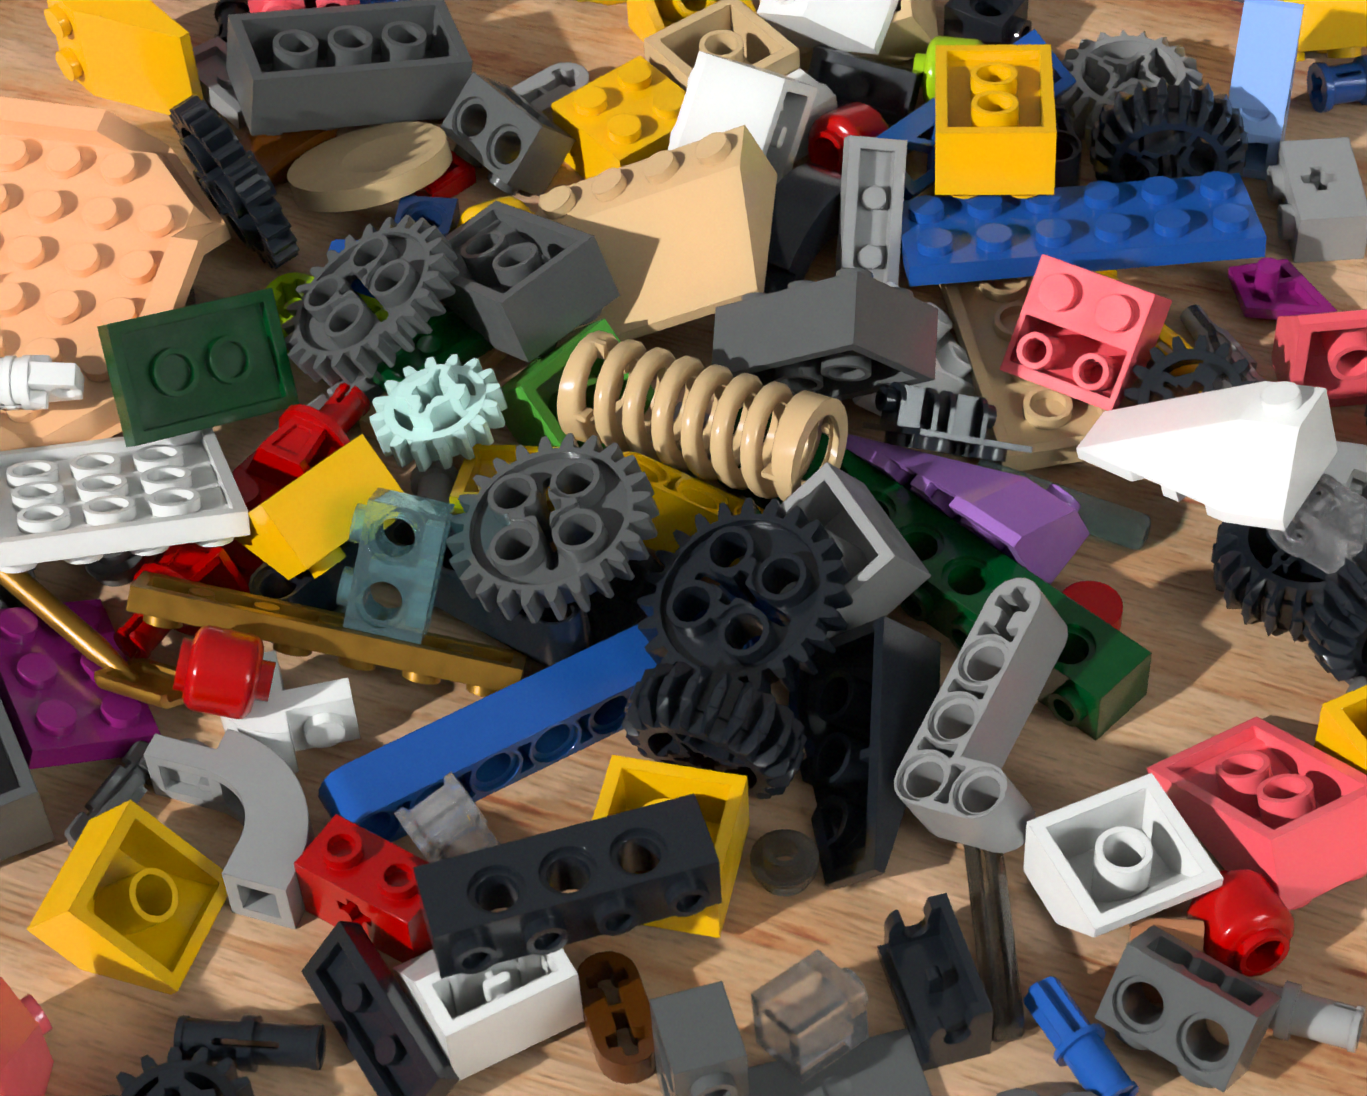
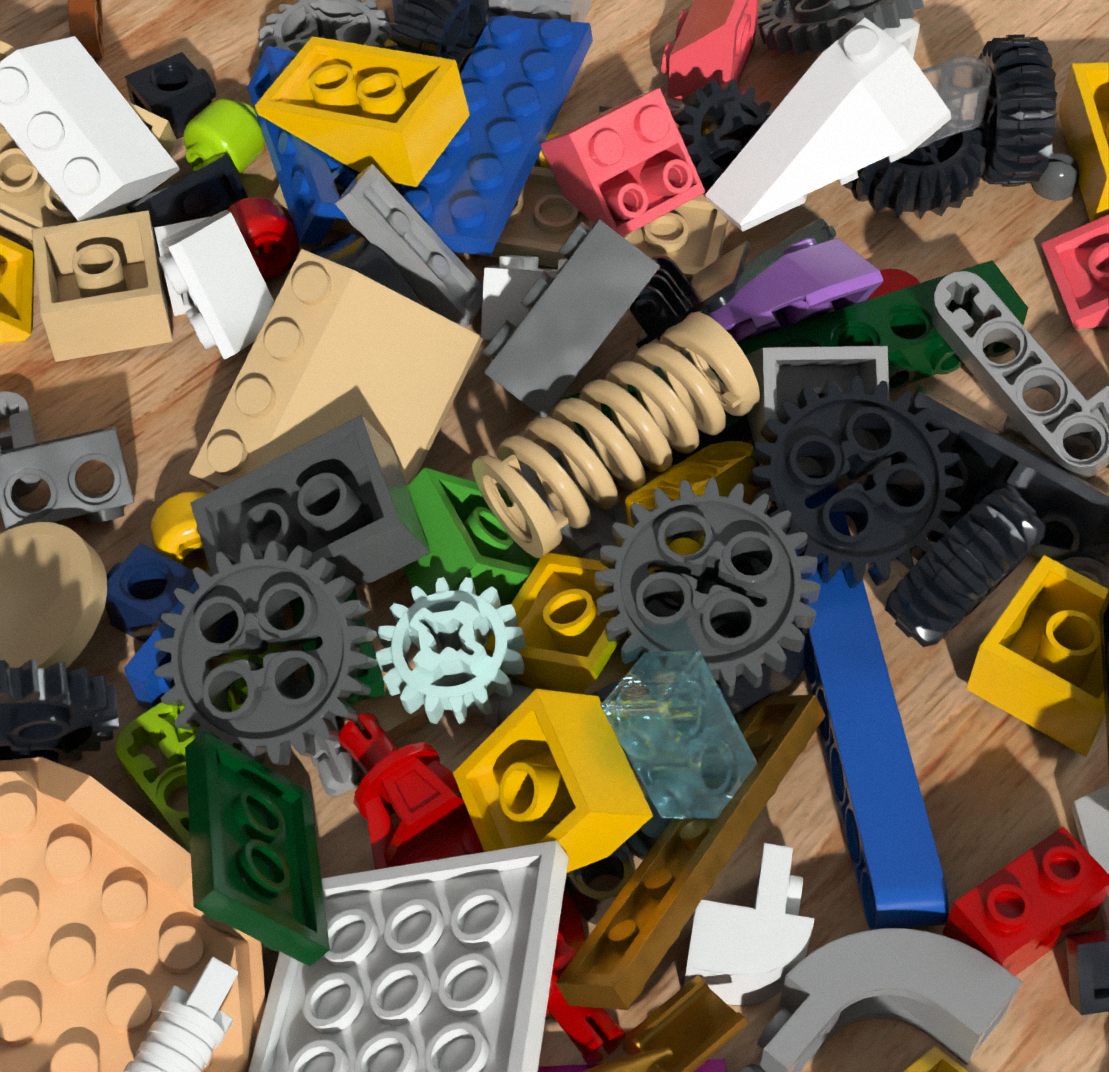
camera: 70 degrees left, 5 degrees up
(223, 672) = (742, 944): red head -> none
(447, 823) = (991, 812): clear piece -> none
(619, 117) = (128, 376): yellow brick -> none
(1275, 290) = (615, 60): magenta piece -> none

